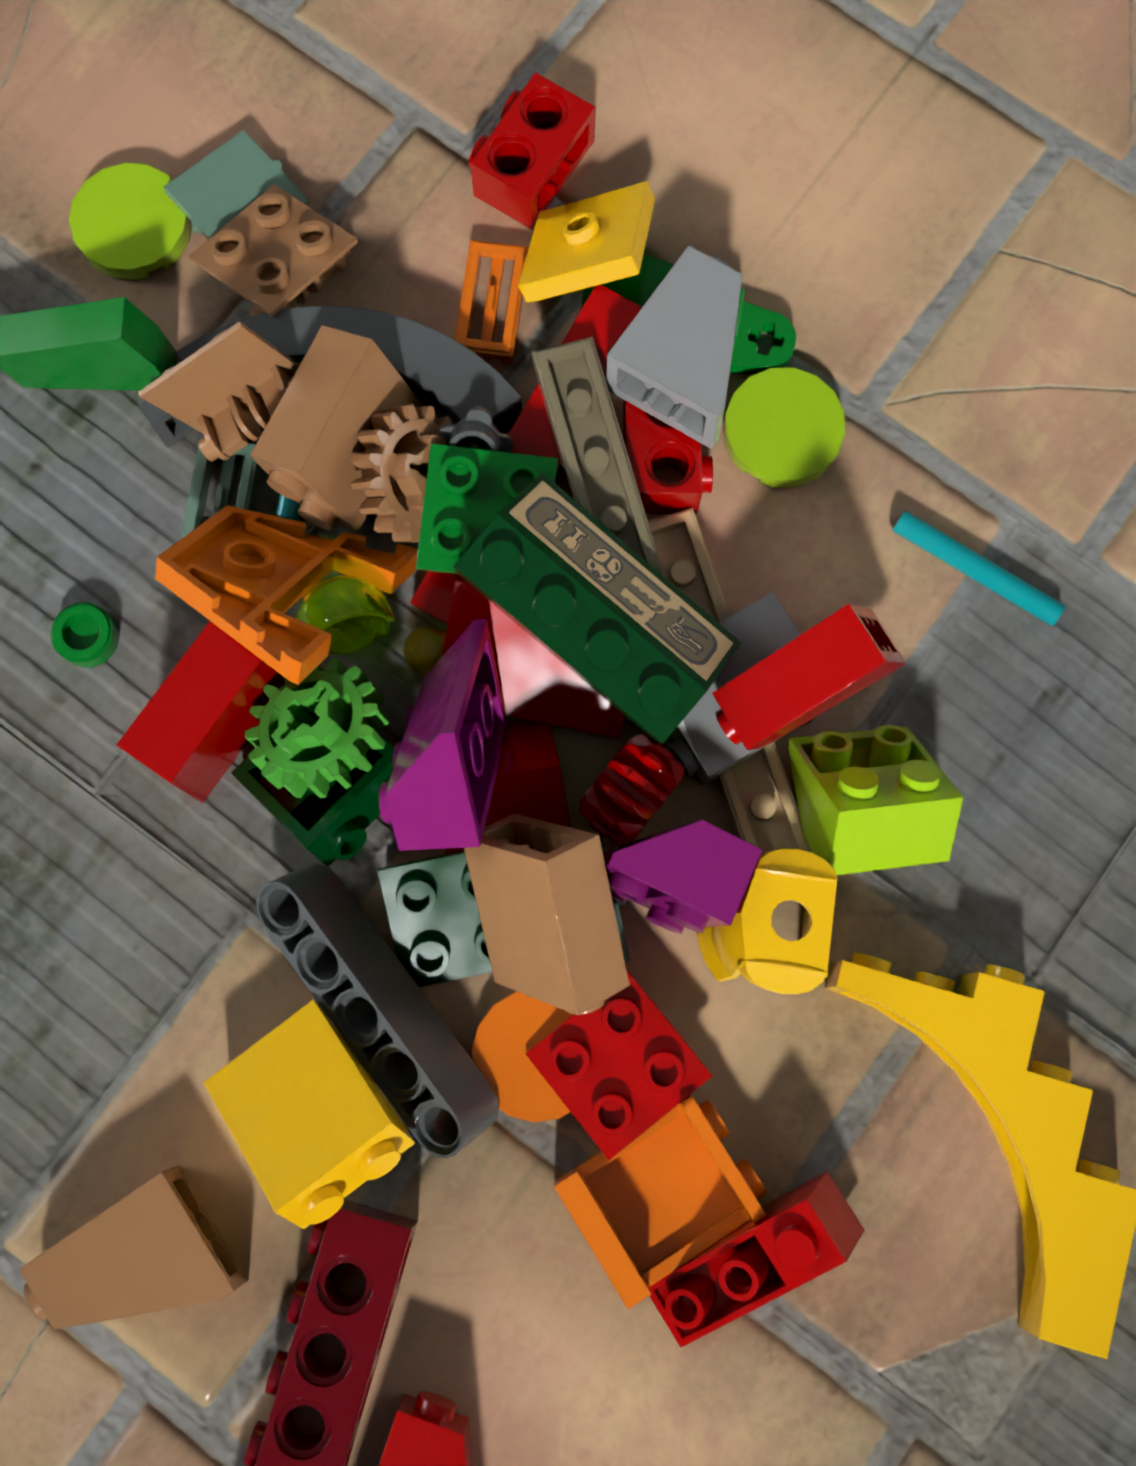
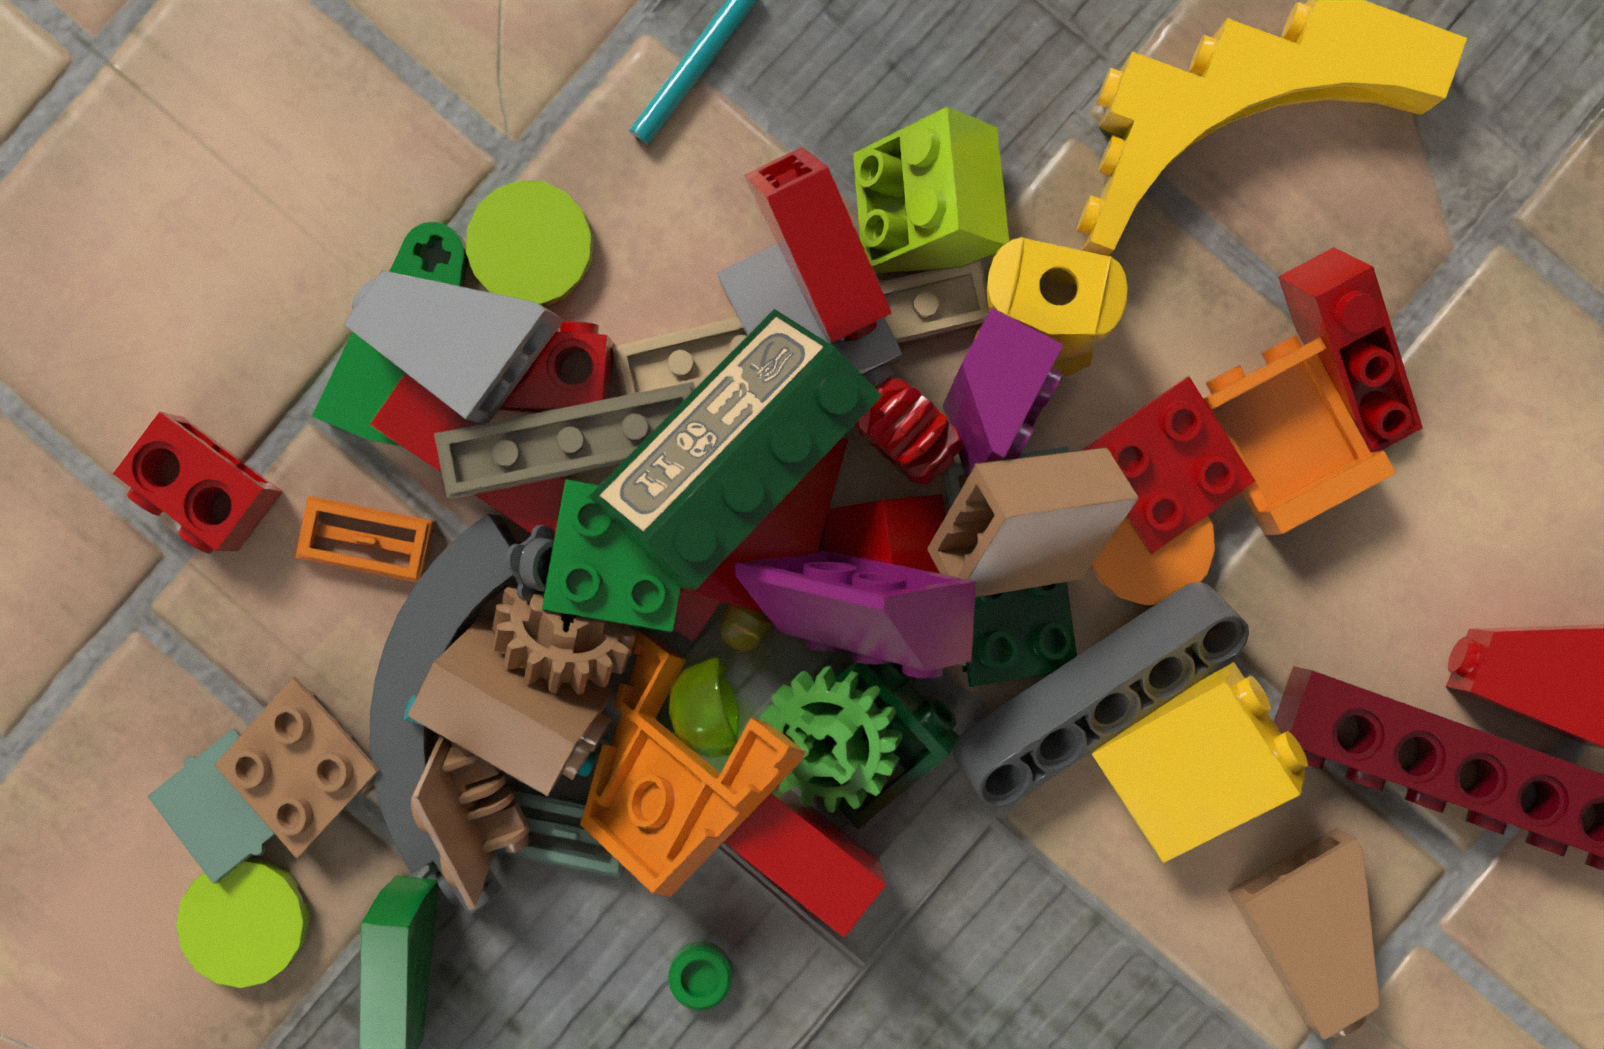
camera: 85 degrees left, 10 degrees up
(588, 243) = (318, 431): yellow plate -> none

